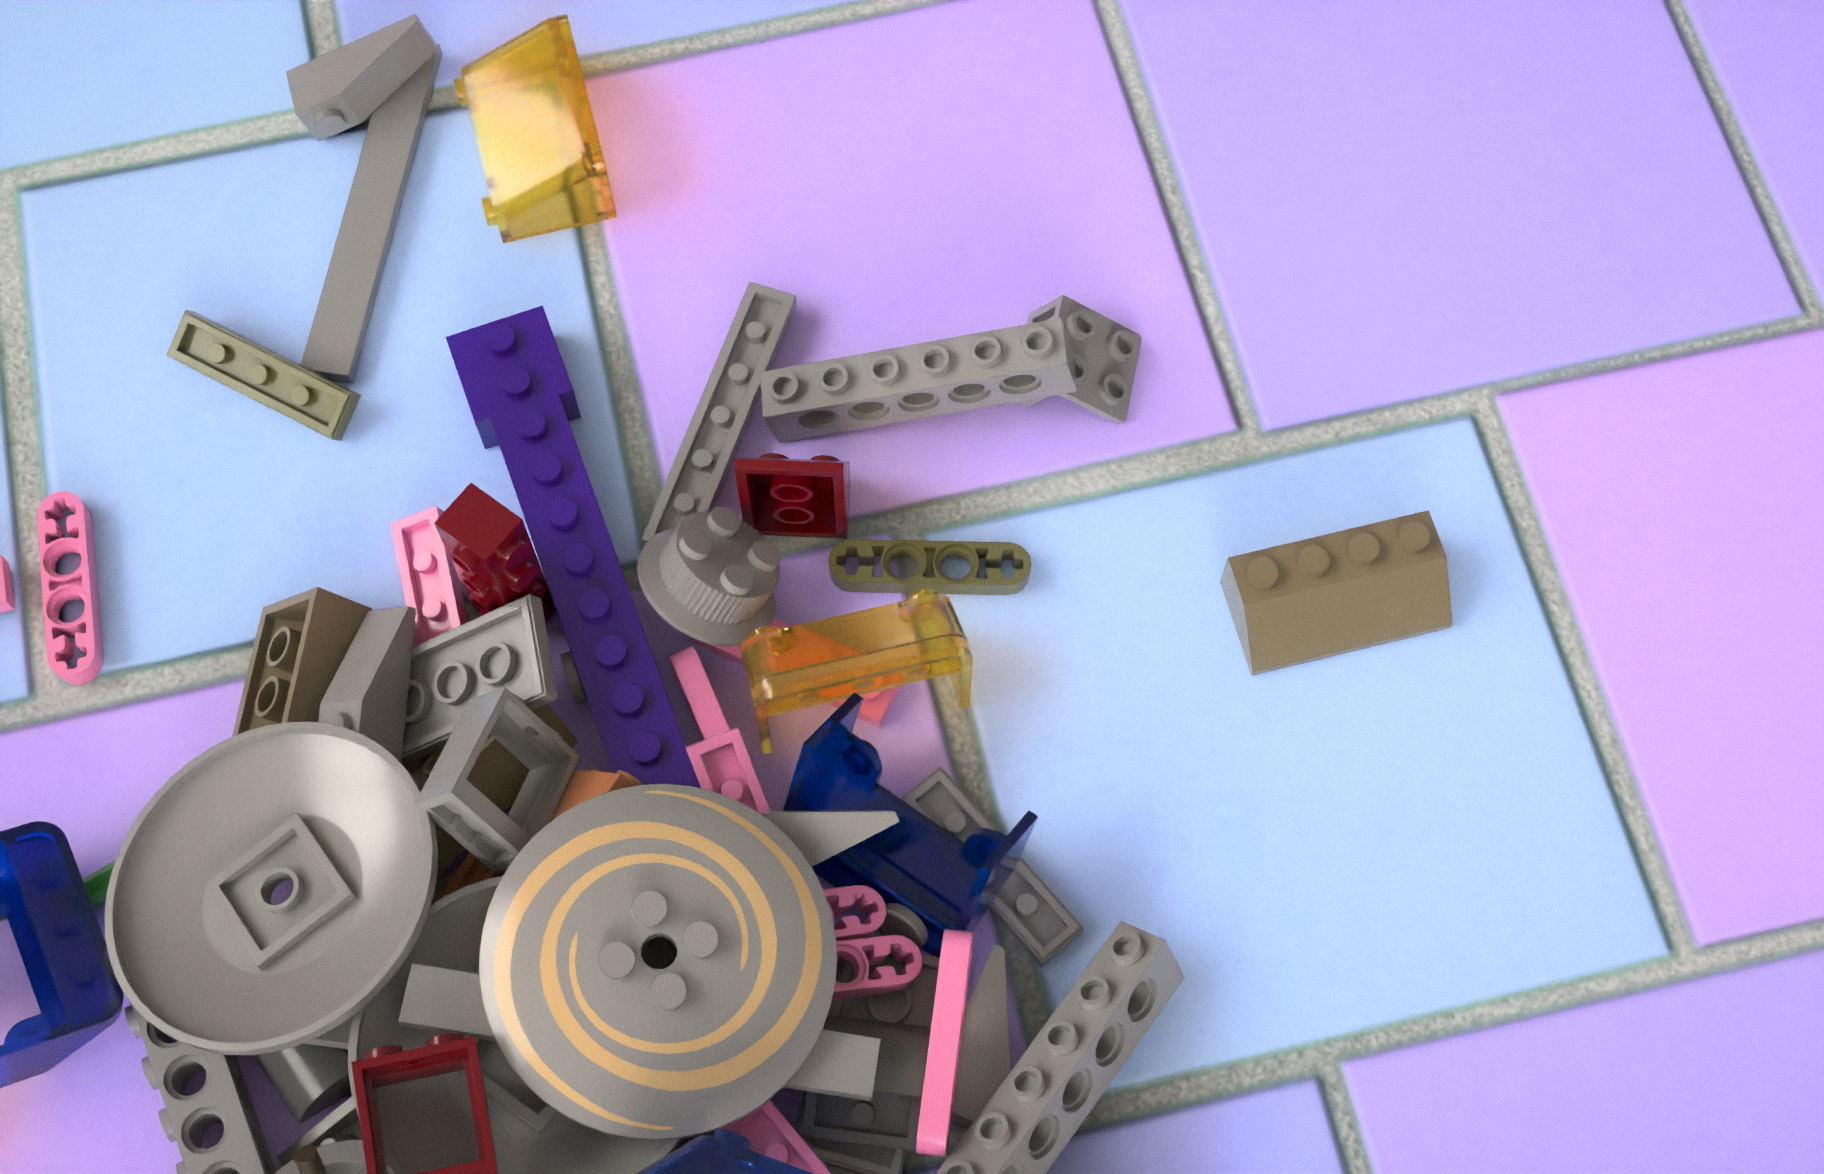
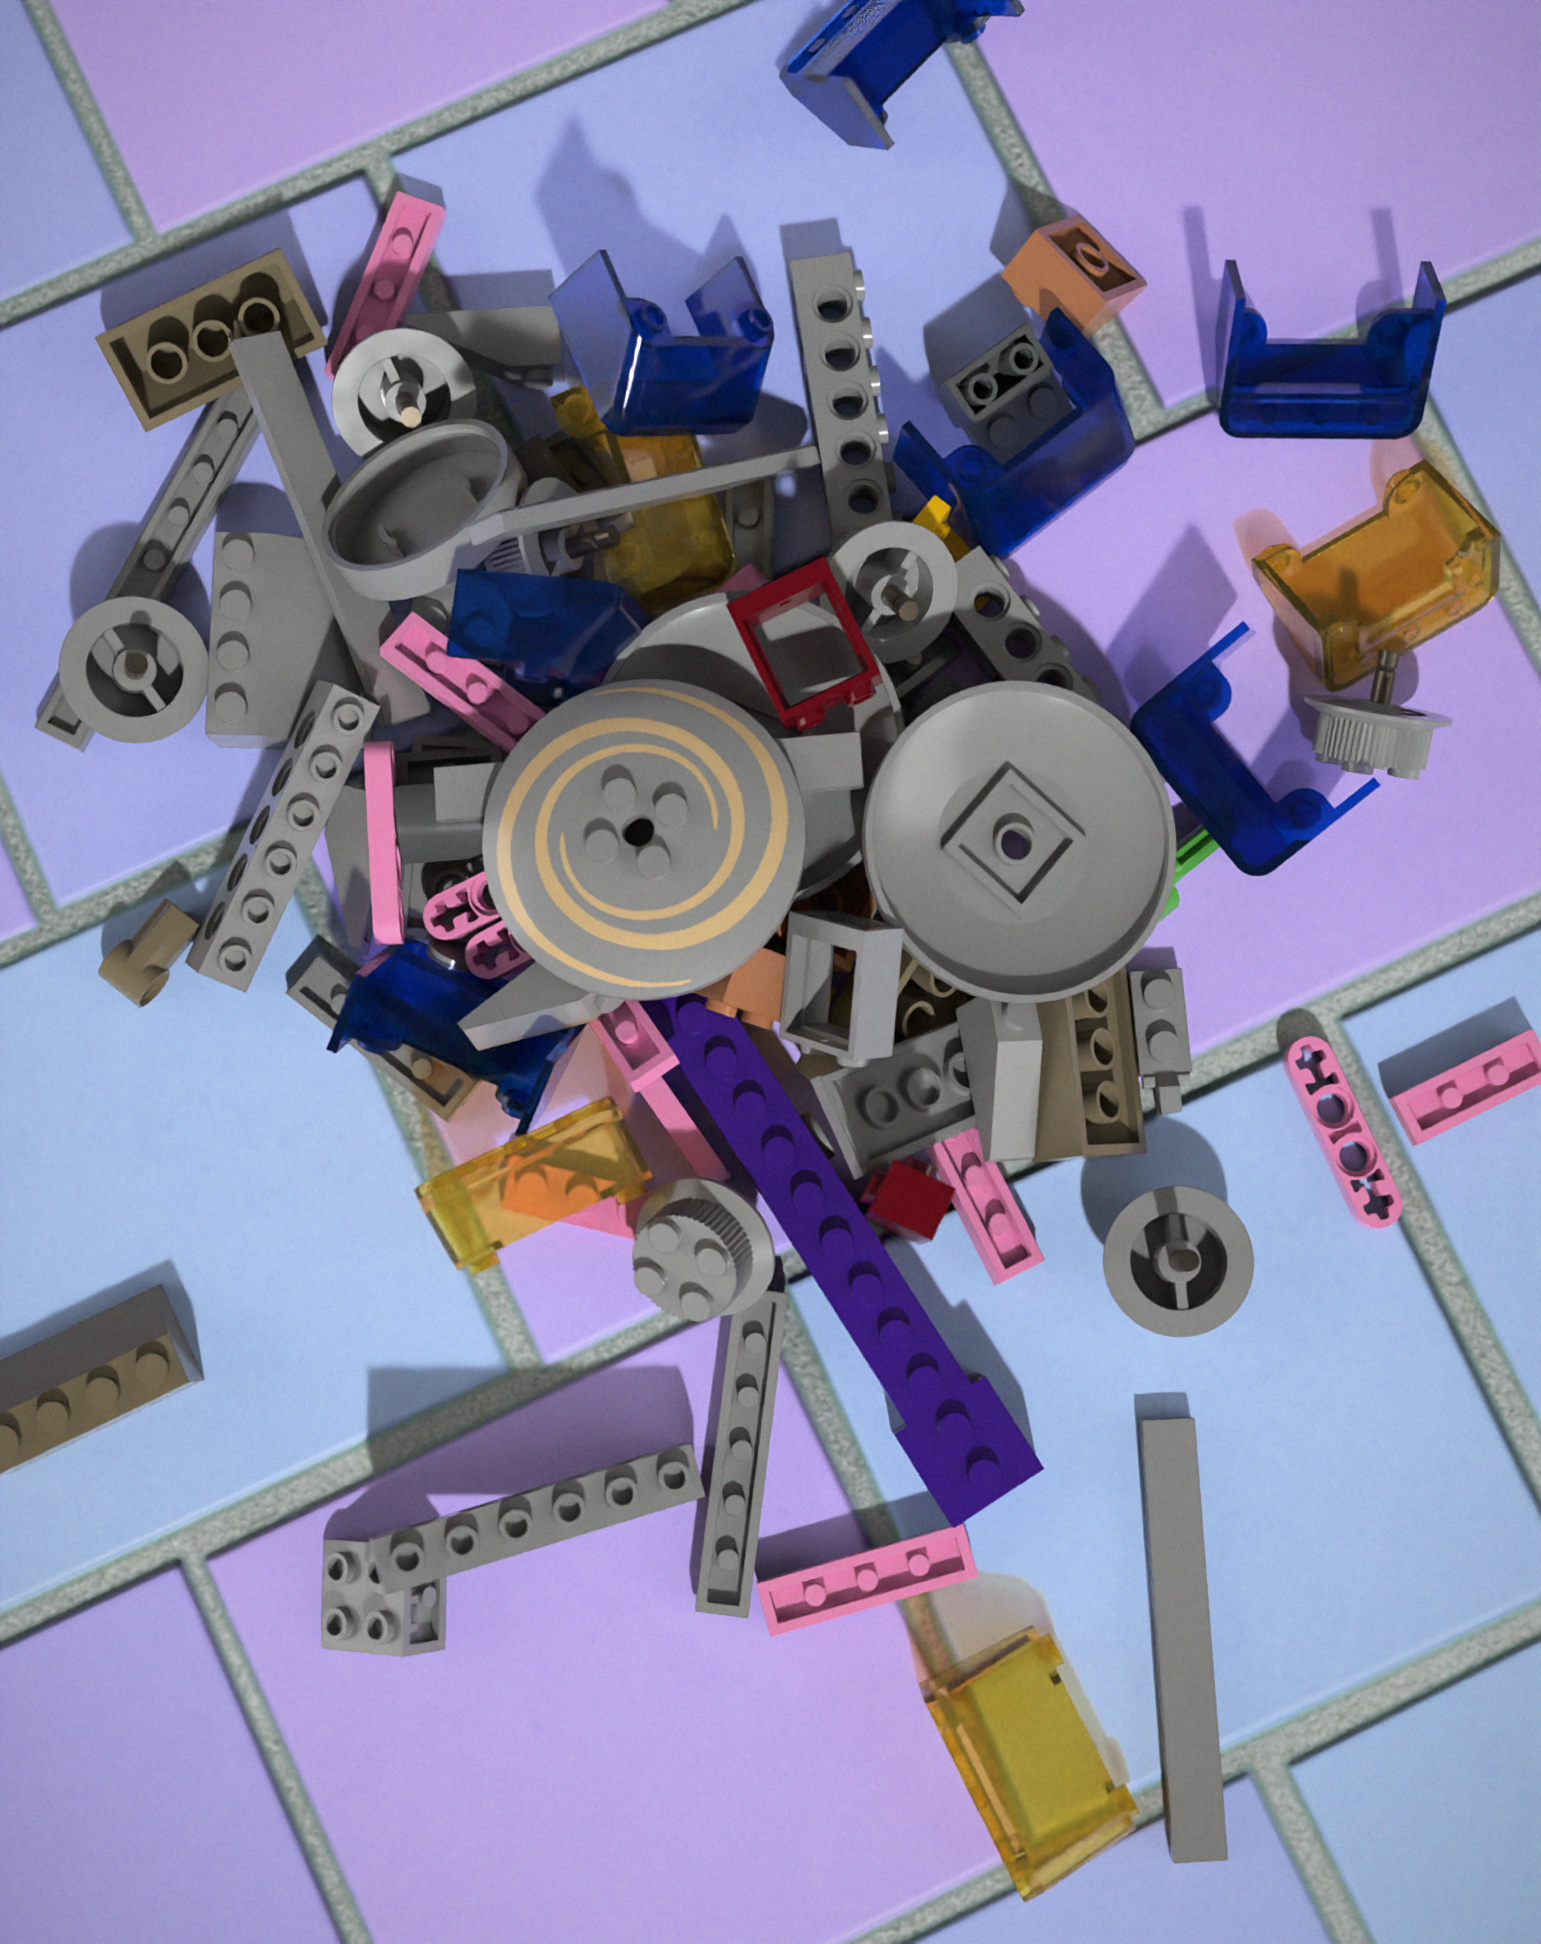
camera: 170 degrees right, 15 degrees up
(208, 701) = (1161, 1035): none -> light grey hinge
(263, 375) = (1231, 1403): tile -> none
(263, 487) = (1178, 1261): none -> light grey piece
(358, 77) = (1249, 1782): light grey slope -> none
(637, 295) = (866, 1579): none -> bright pink plate
(794, 495) = (640, 1376): dark red slope -> none
(929, 574) = (495, 1324): olive beam -> none
(1229, 987) = (141, 965): none -> dark tan piece

